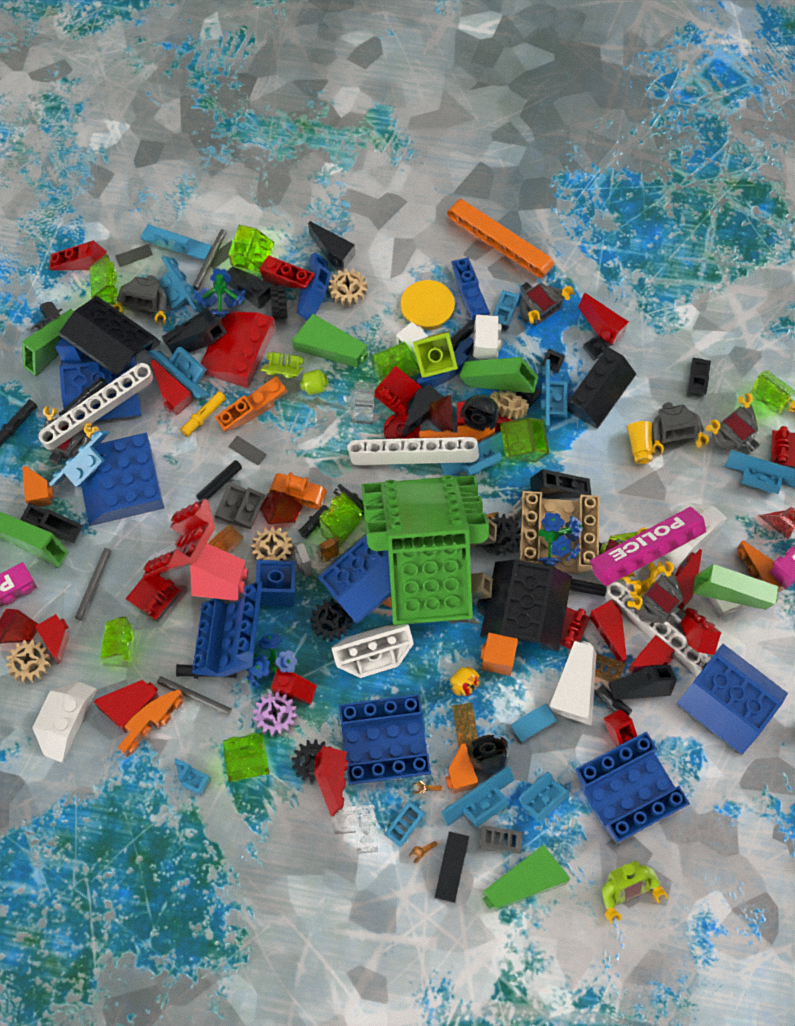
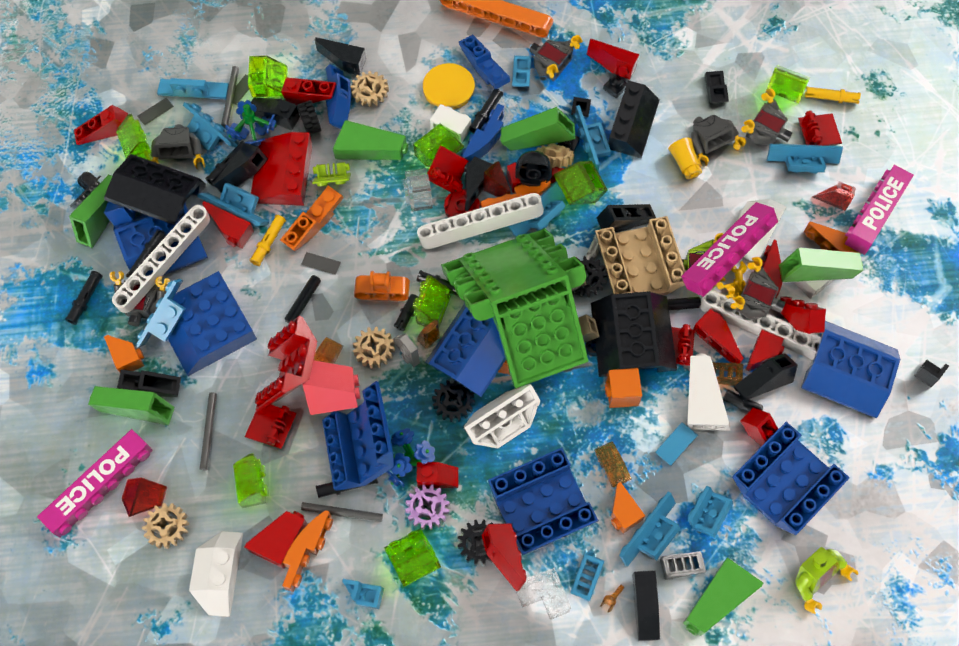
camera: 15 degrees left, 0 degrees up
(54, 636) = (185, 493): red slope -> none
(239, 505) = (330, 316): dark grey slope -> none
(277, 582) = (392, 378): blue slope -> none
(280, 508) = (370, 308): clear red slope -> none
(314, 382) = (365, 183): lime head -> none
(422, 788) = (593, 536): clear orange hand -> none
(435, 354) = (473, 126): lime slope -> none
(464, 681) = (599, 423): yellow head -> none
(486, 337) = (515, 99): white slope -> none
(489, 754) = (646, 485): black cylinder -> none
(558, 543) = (650, 253): blue plant -> none

